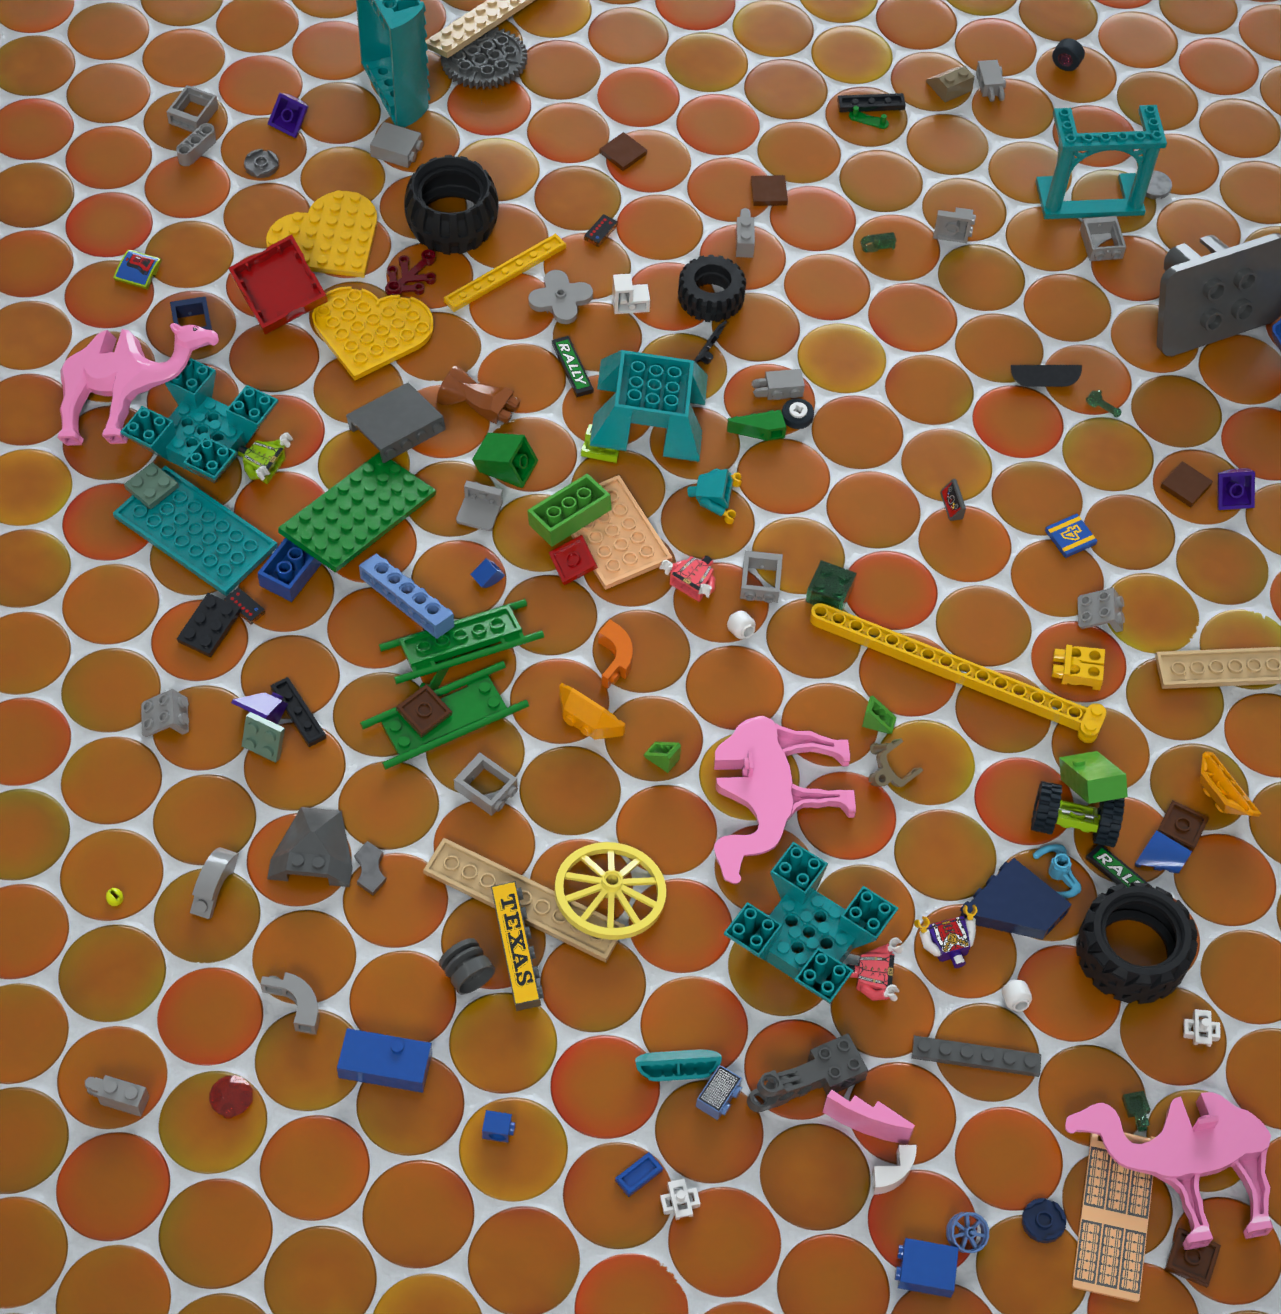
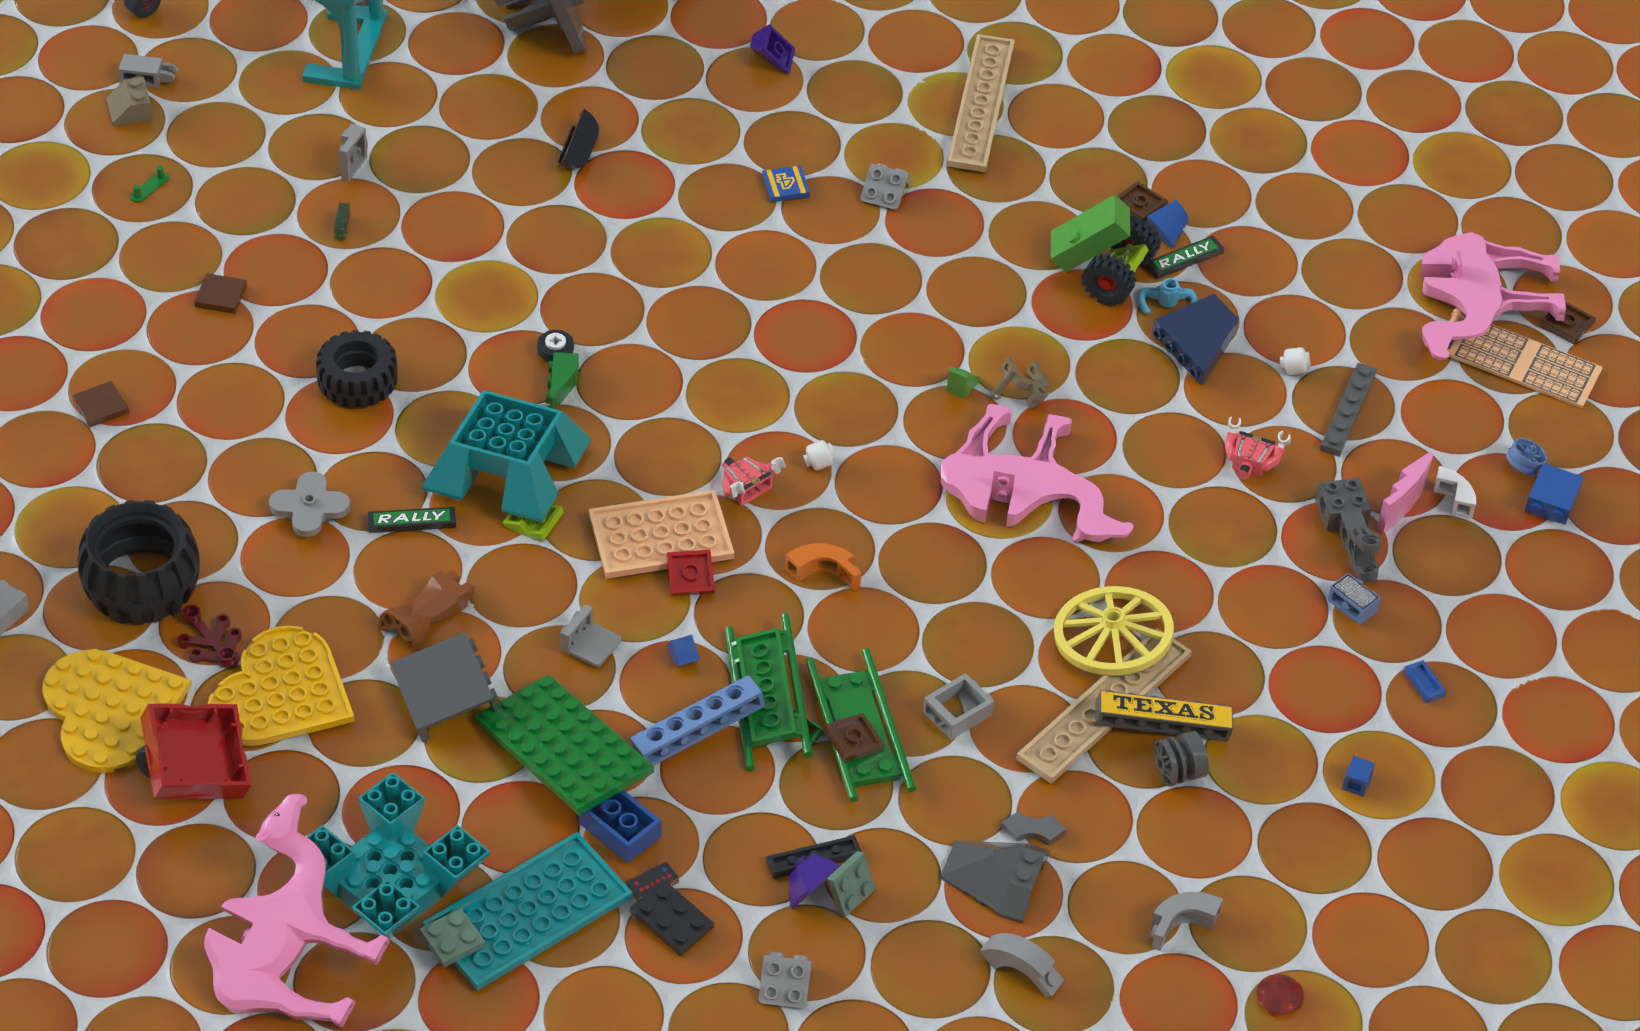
camera: 75 degrees left, 10 degrees down
(137, 269) = (83, 907): slope -> none
(191, 307) = (197, 877): dark blue window -> none
(264, 458) = (443, 815): lime torso -> none
(384, 1060) = (1269, 852): blue brick -> none
(504, 272) = (244, 551): yellow tile -> none
(506, 458) = (528, 601): green slope -> none
(569, 509) = (633, 553): bright green brick -> none
(588, 715) = (893, 604): light orange wedge -> none
(601, 230) = (217, 450): black tile -> none
(629, 297) = (335, 443): white brick -> none
(664, 754) = (962, 552): bright green slope -> none
(678, 1064) = (1317, 620): teal brick -> none
(680, 1197) = (1463, 653): white piece -> none
(705, 356) = (431, 395): black piece -> none
(714, 492) = (641, 434): teal torso -> none
(745, 234) = (284, 325): light grey hinge -> none
(763, 561) = (757, 438): light grey window -> none
(780, 385) = (513, 347): light grey hinge -> none
(831, 585) = (795, 374): clear green brick -> none
(841, 929) = (1201, 487): teal slope -> none
(871, 102) = (129, 175): black plate -> none
(950, 937) = (1225, 389): torso -> none
(953, 501) = (714, 255): slope -> none
(1044, 1220) = (1518, 408): dark blue tile -> none
(1079, 666) = (947, 219): yellow hips -> none
(1088, 719) = (1010, 231): yellow piece -> none
(1095, 399) = (622, 117): clear green piece -> none
(1108, 225) = (414, 39): light grey window -> none
(1137, 1106) = (1423, 313): clear green plate -> none
(1156, 910) = (1261, 285): black tyre -> none
(1186, 484) = (751, 85): reddish brown tile -> none
(1204, 1025) = (1354, 247): white piece -> none
(1223, 788) = (1115, 158): light orange wedge -> none

